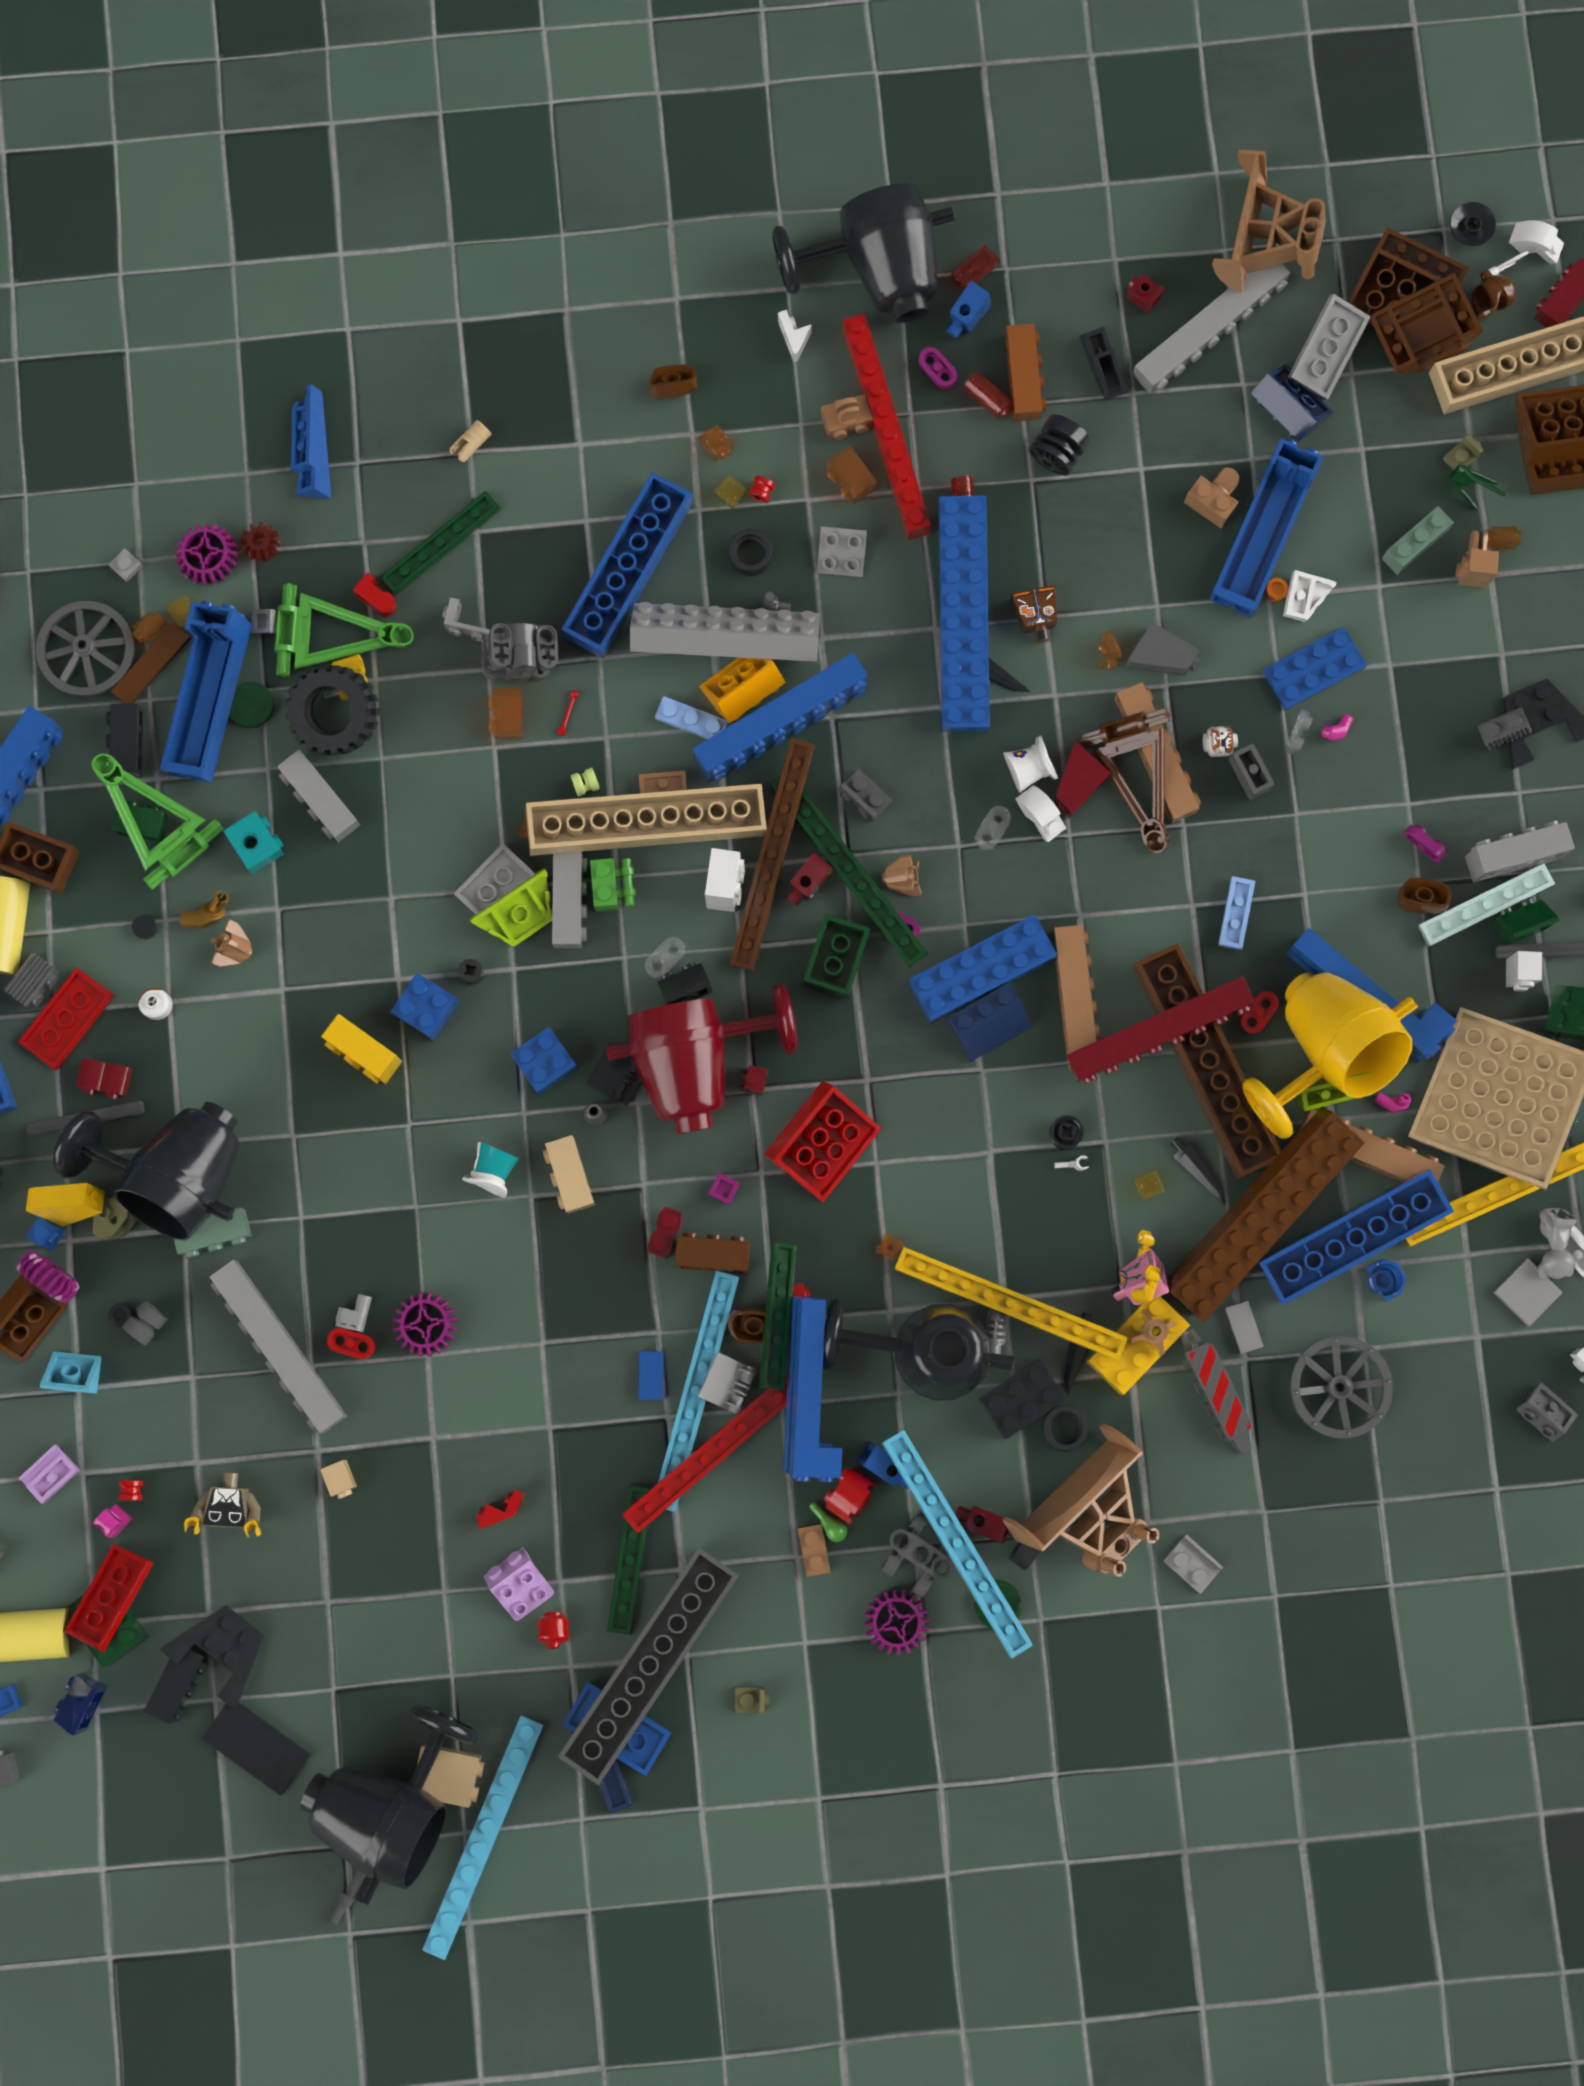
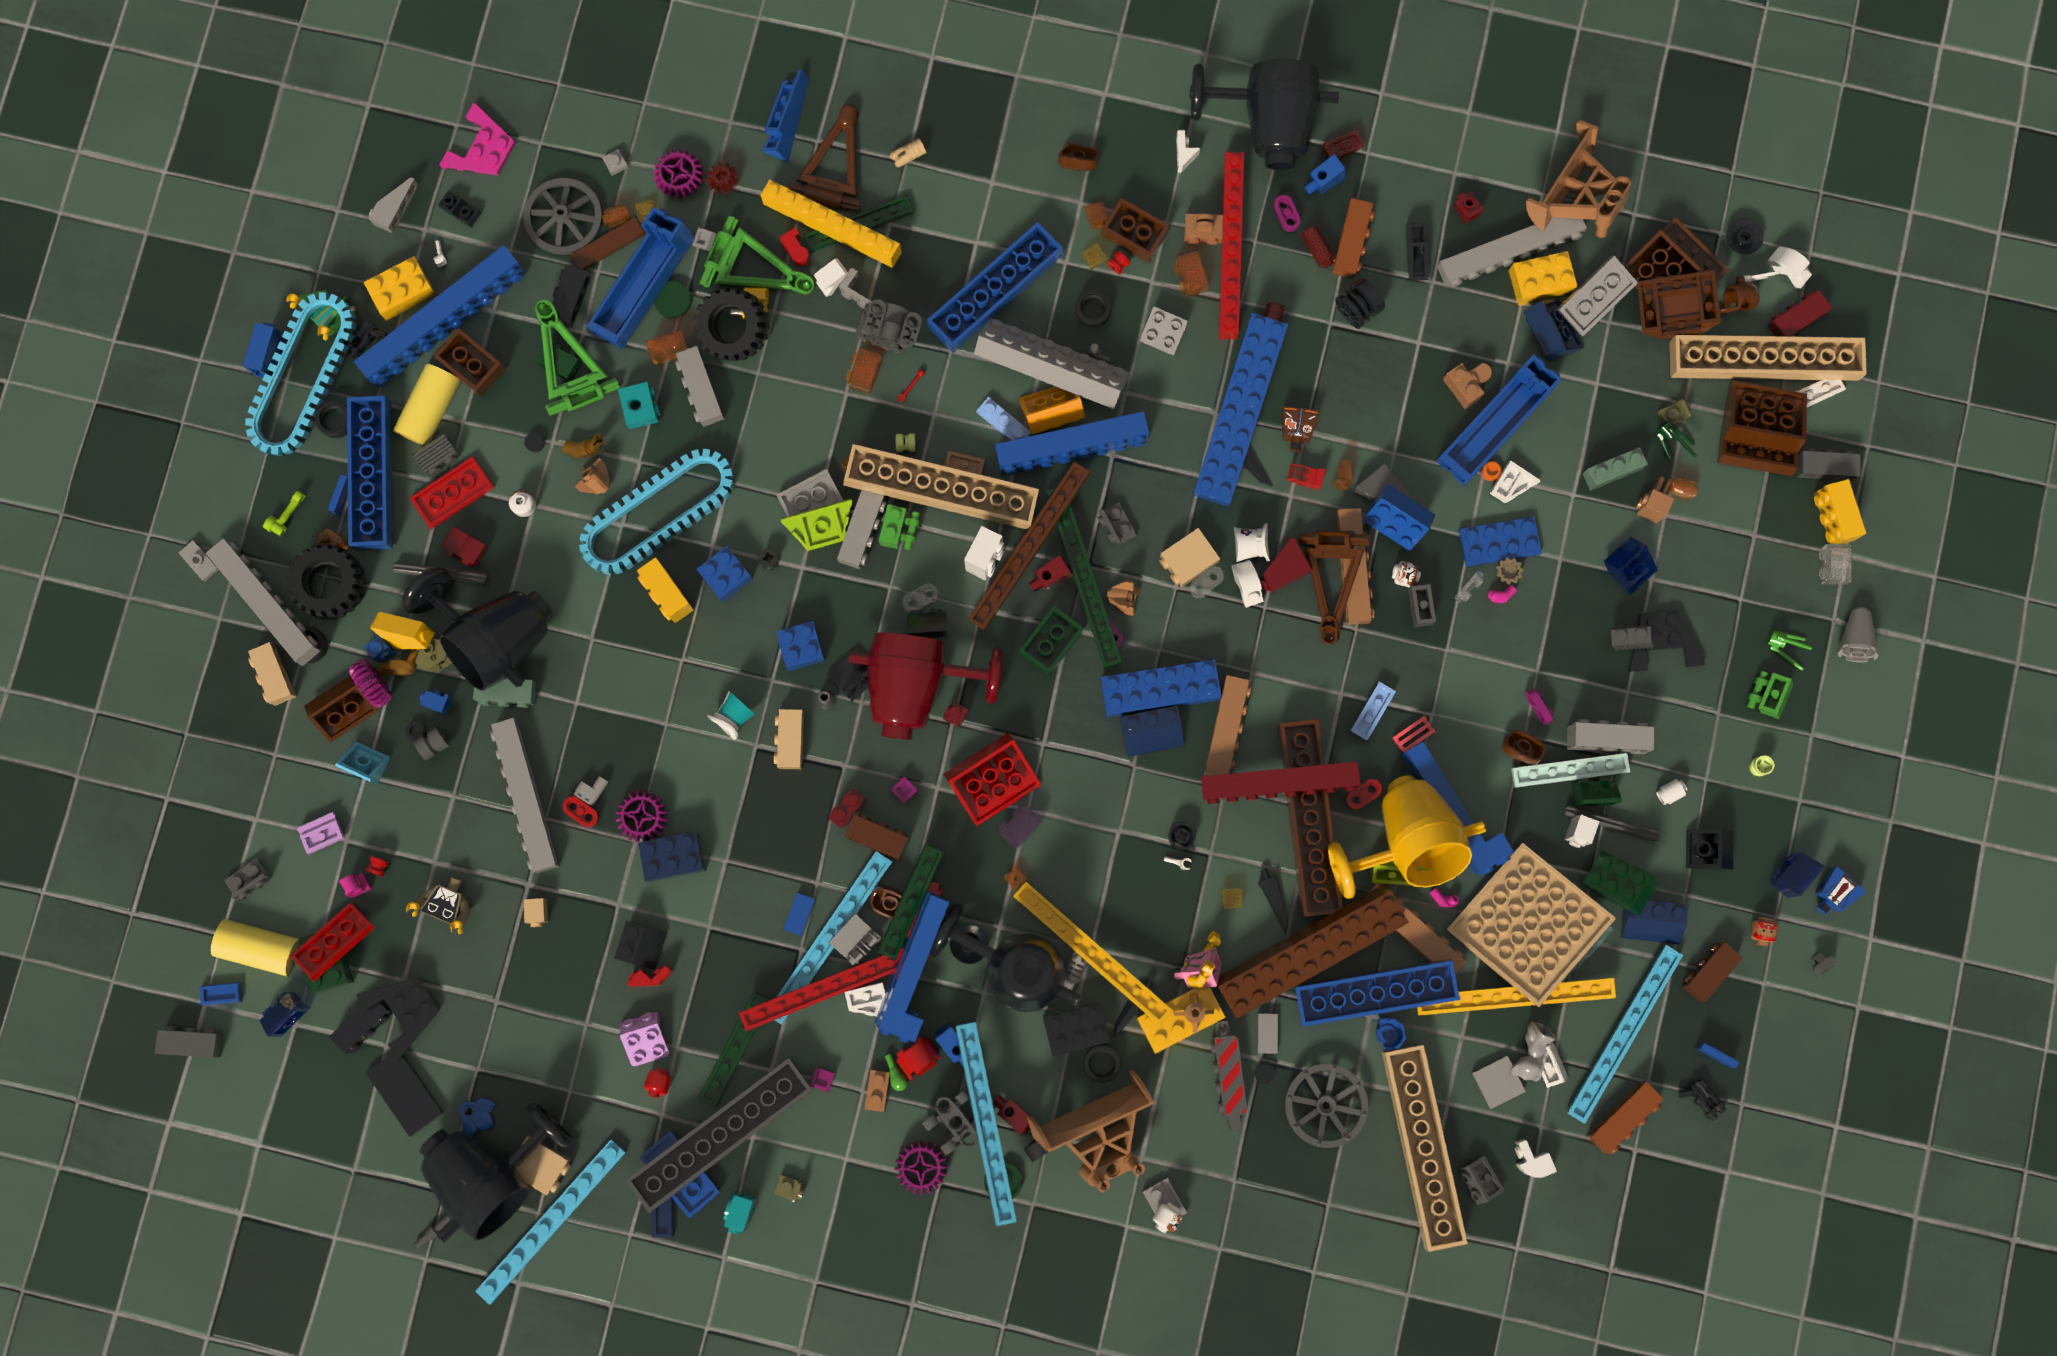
camera: 20 degrees right, 0 degrees up
(75, 1246) = (399, 667): none -> pearl gold arm
(133, 1271) = (435, 701): none -> blue brick
(248, 1020) = (587, 547): none -> medium azure piece
(263, 762) = (665, 347): none -> clear orange brick
(355, 1743) = (479, 1117): none -> blue plate
(391, 517) = (826, 191): none -> reddish brown piece
(408, 553) = (831, 223): none -> yellow brick
(430, 616) = (830, 276): none -> white slope
(477, 1359) = (671, 856): none -> dark blue brick
(477, 1476) = (640, 945): none -> black slope
(702, 1748) = (739, 1212): none -> teal brick
(745, 1559) = (822, 1079): none -> magenta plate
(764, 1447) = (866, 998): none -> white wing
(768, 445) = (1135, 230): none -> reddish brown brick
(862, 1356) = (964, 954): none -> black dish
(874, 1186) = (1020, 827): none -> clear purple brick
(963, 806) = (1189, 558): none -> tan brick
(1066, 666) = (1306, 476): none -> red leg
(1190, 678) = (1398, 517): none -> blue brick
(1204, 1580) = (1167, 1217): none -> white head
(1256, 1375) = (1264, 1073): none -> black tile
(1259, 347) = (1542, 278): none -> yellow brick
(1304, 909) = (1426, 725): none -> coral tile
(1337, 698) = (1509, 570): none -> dark tan piece
(1470, 1397) = (1424, 1148): none -> tan brick
(1473, 645) = (1631, 565): none -> clear blue slope

